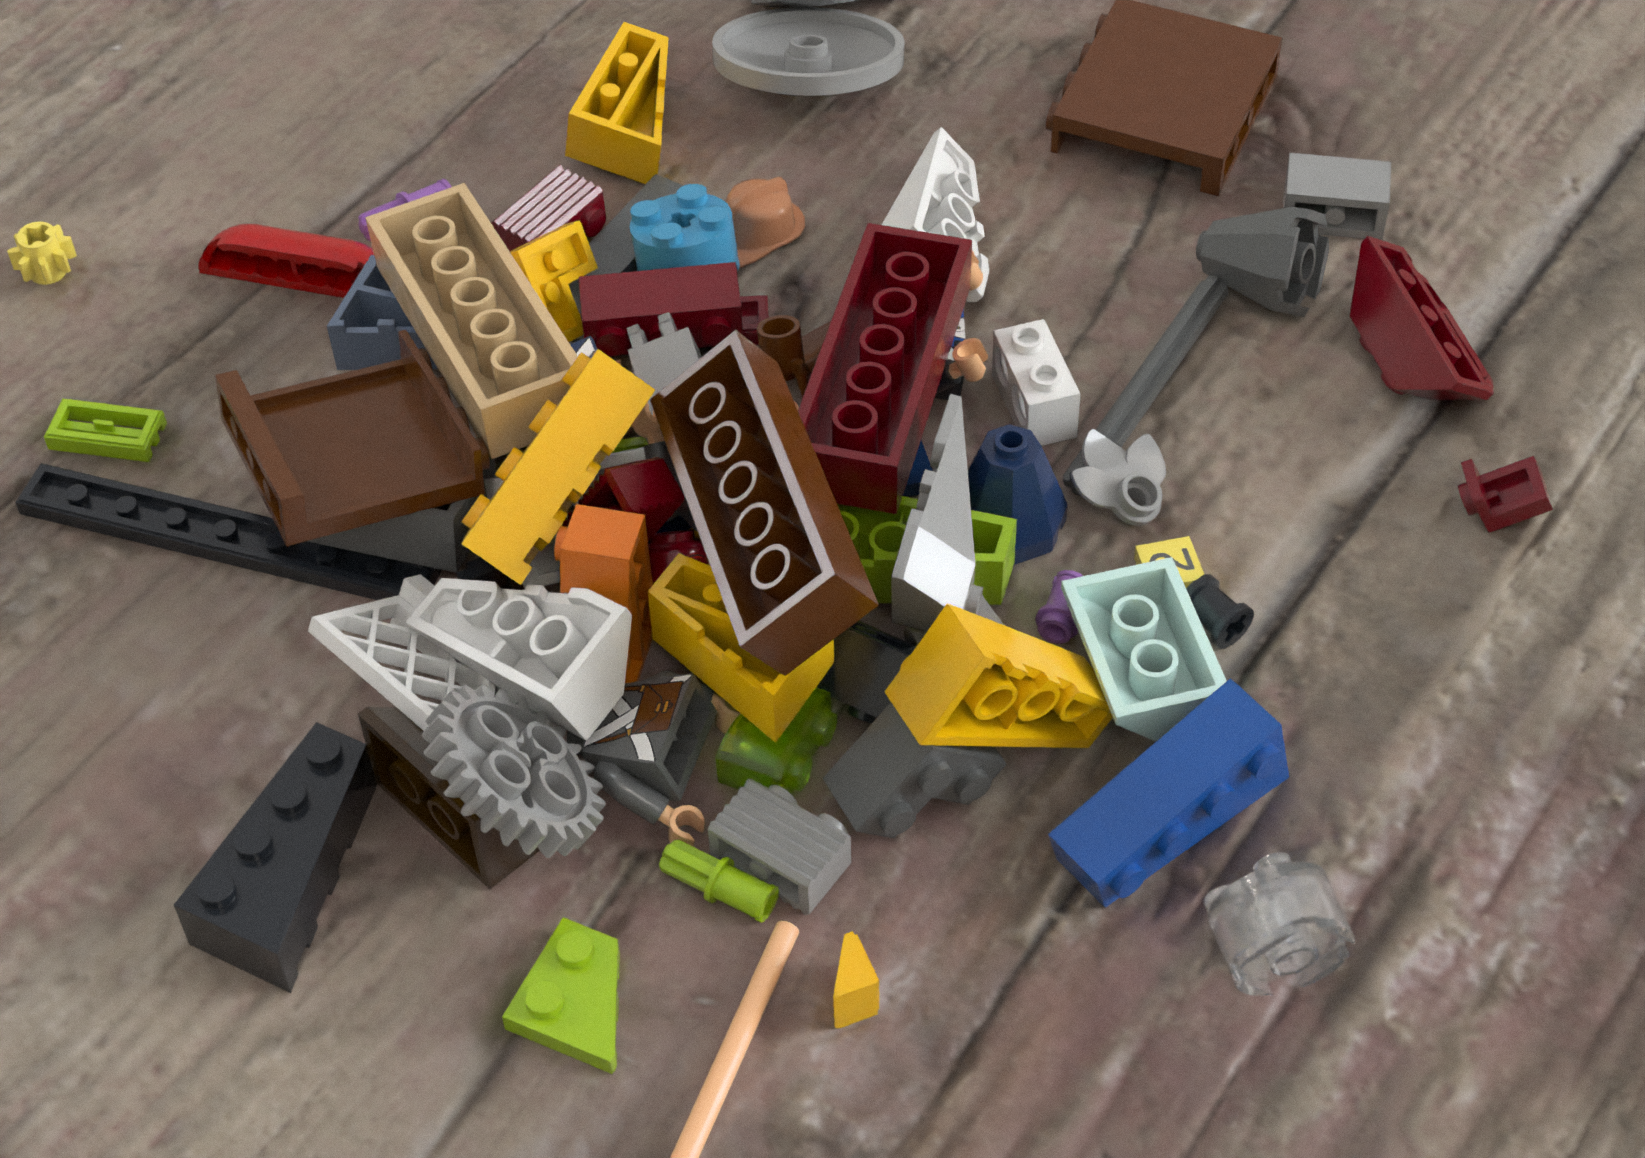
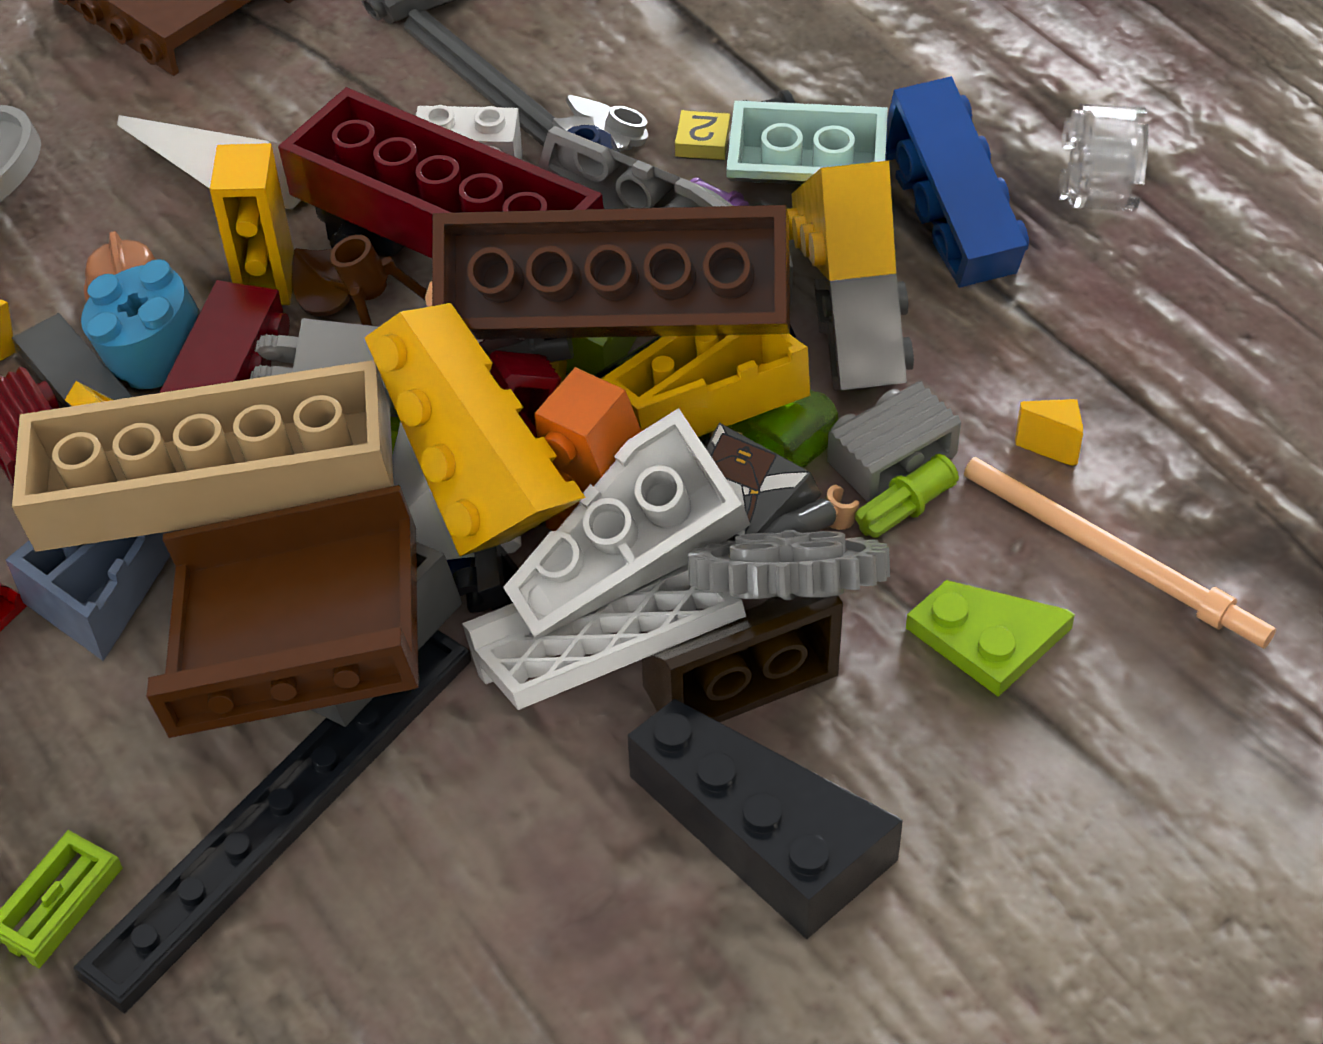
camera: 70 degrees left, 0 degrees up
(809, 251) = (252, 217): none -> yellow brick

